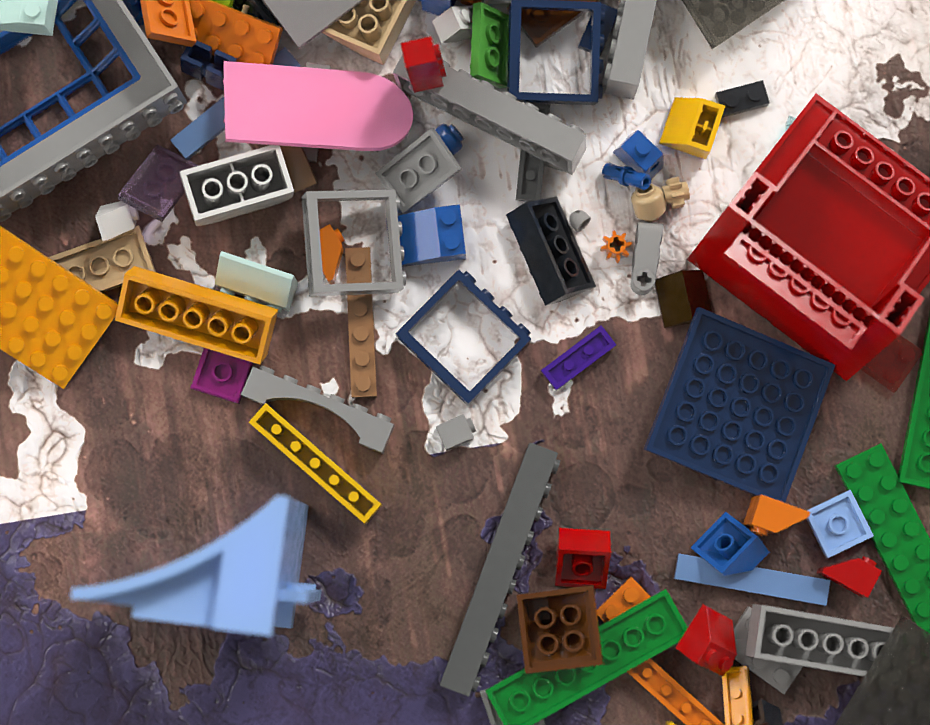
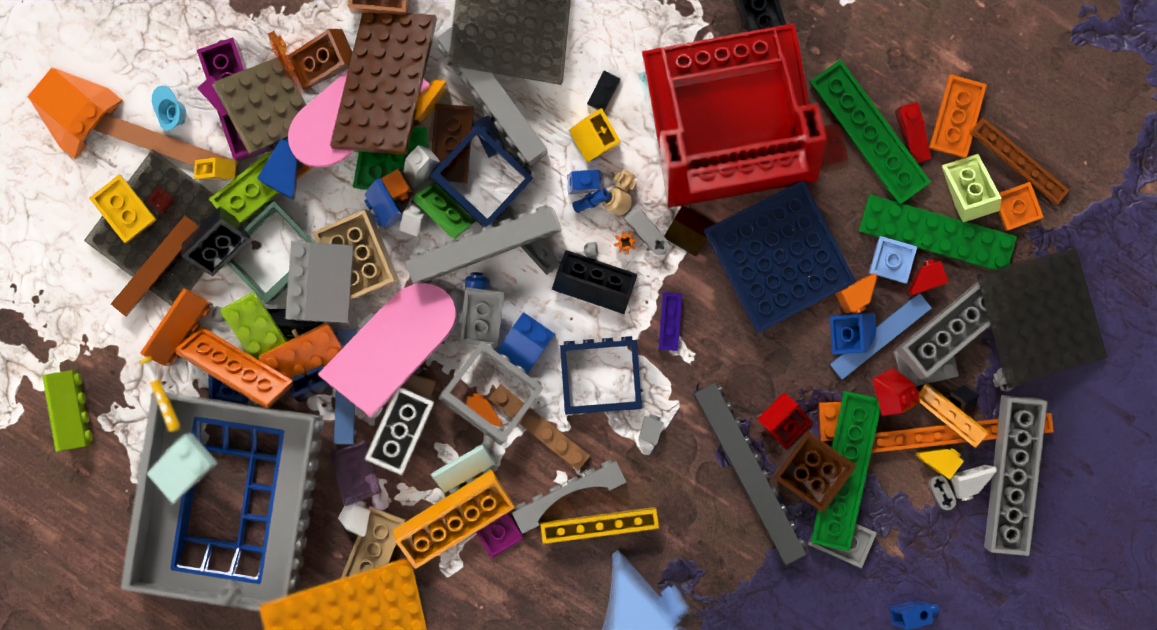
camera: 45 degrees left, 5 degrees up
(423, 63) = (425, 262): red wedge -> none

